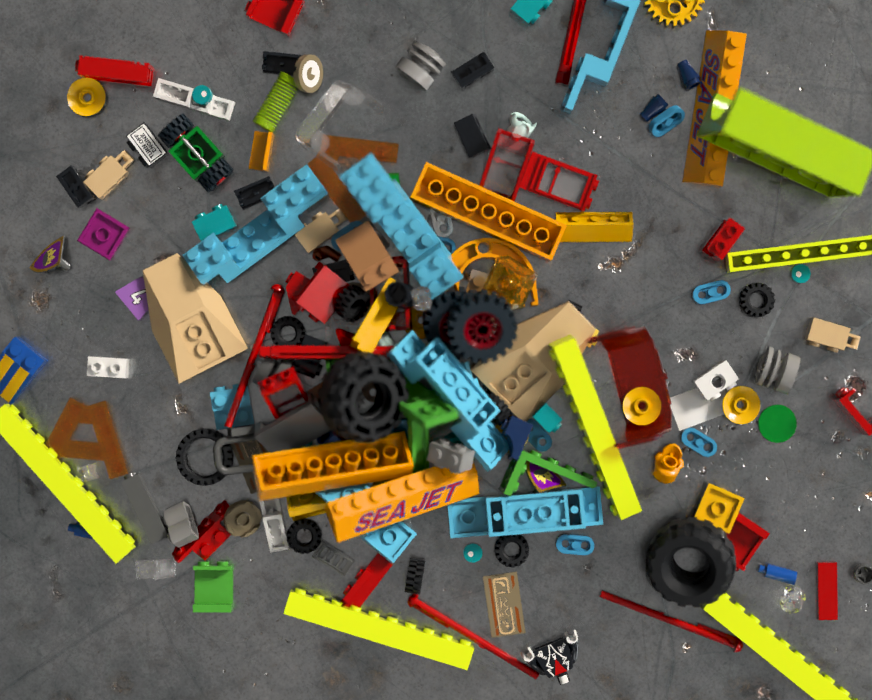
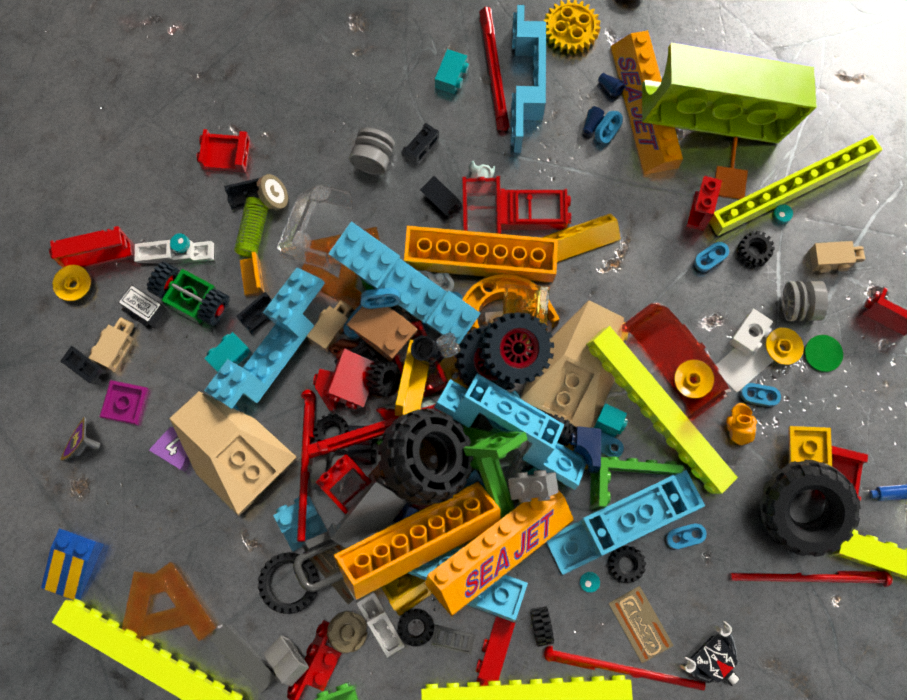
camera: 25 degrees left, 15 degrees down
(88, 472) = (174, 642): clear wheel -> none
(108, 367) = (164, 527): white brick -> none
(376, 230) = (380, 298): none -> dark azure plate
(542, 478) = (630, 481): shield -> none
(765, 220) = (732, 179): none -> orange piece

